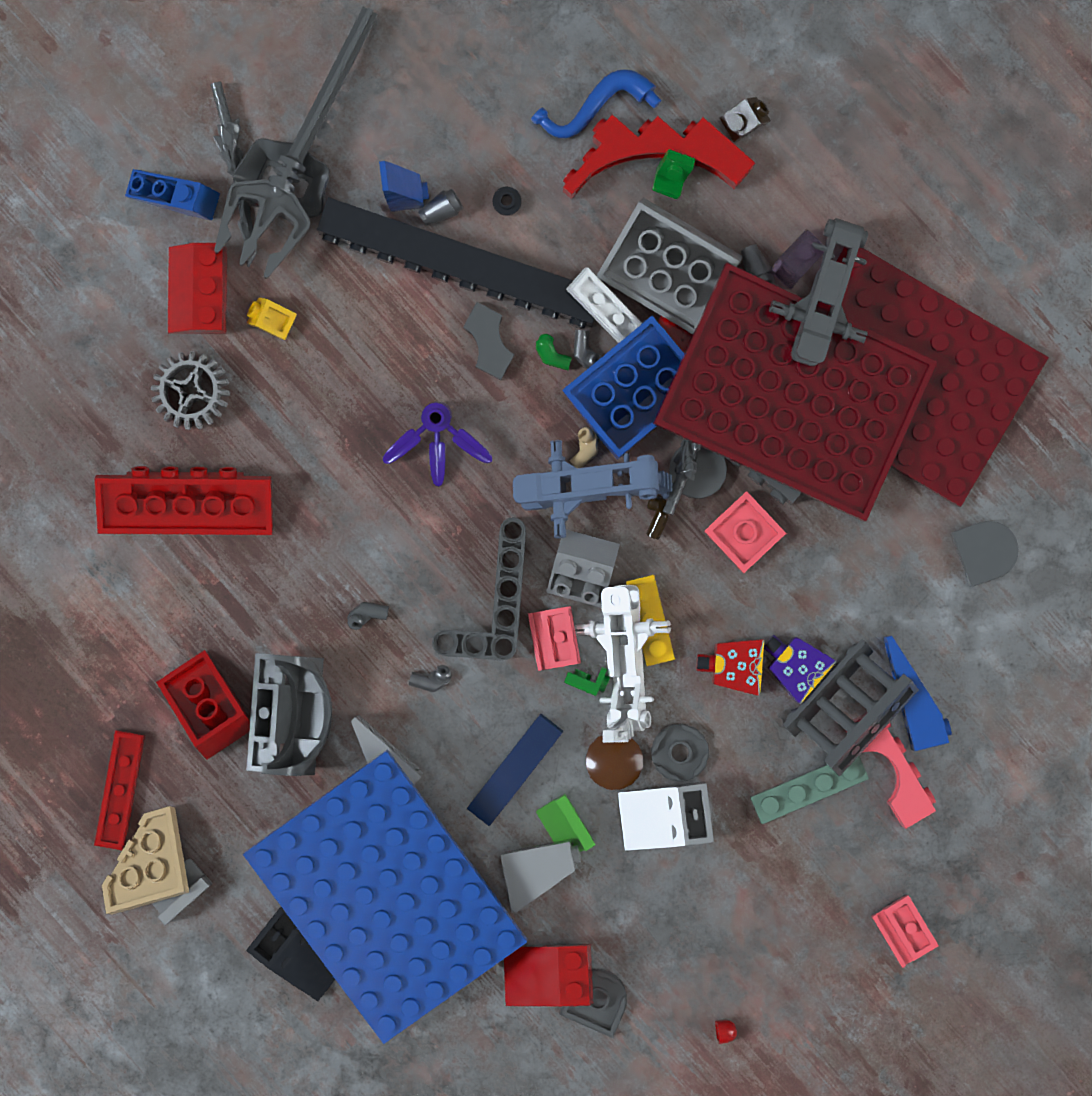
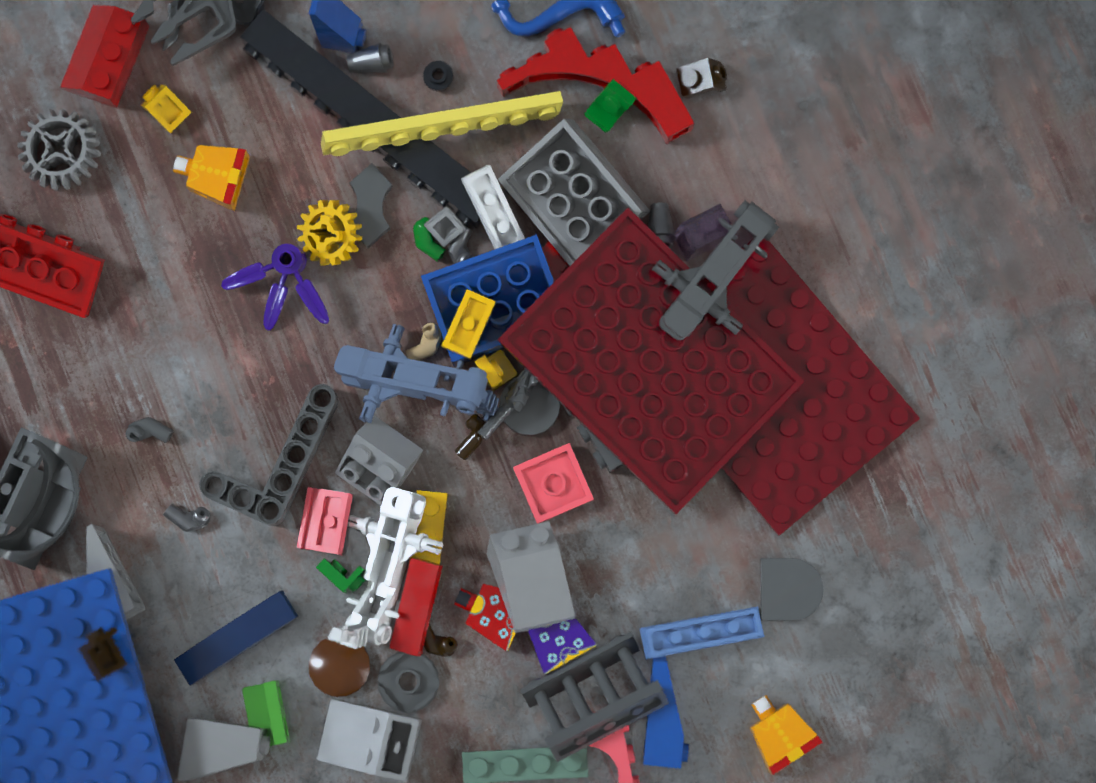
camera: 20 degrees right, 5 degrees down
(339, 362) = (215, 173): none -> light orange torso
(412, 828) = (102, 653): none -> dark brown bracket
(458, 390) = (336, 221): none -> yellow gear
(523, 249) = (432, 125): none -> light yellow plate
(565, 336) = (445, 226): none -> light grey slope
(622, 418) = (468, 324): none -> yellow plate
(659, 447) = (498, 369): none -> yellow bracket
(664, 685) = (416, 606): none -> red tile
(691, 711) = (438, 644): none -> dark brown arm
(757, 622) = (530, 576): none -> light grey slope
(924, 617) = (701, 632): none -> medium blue tile
(1025, 681) = (781, 734): none -> light orange torso

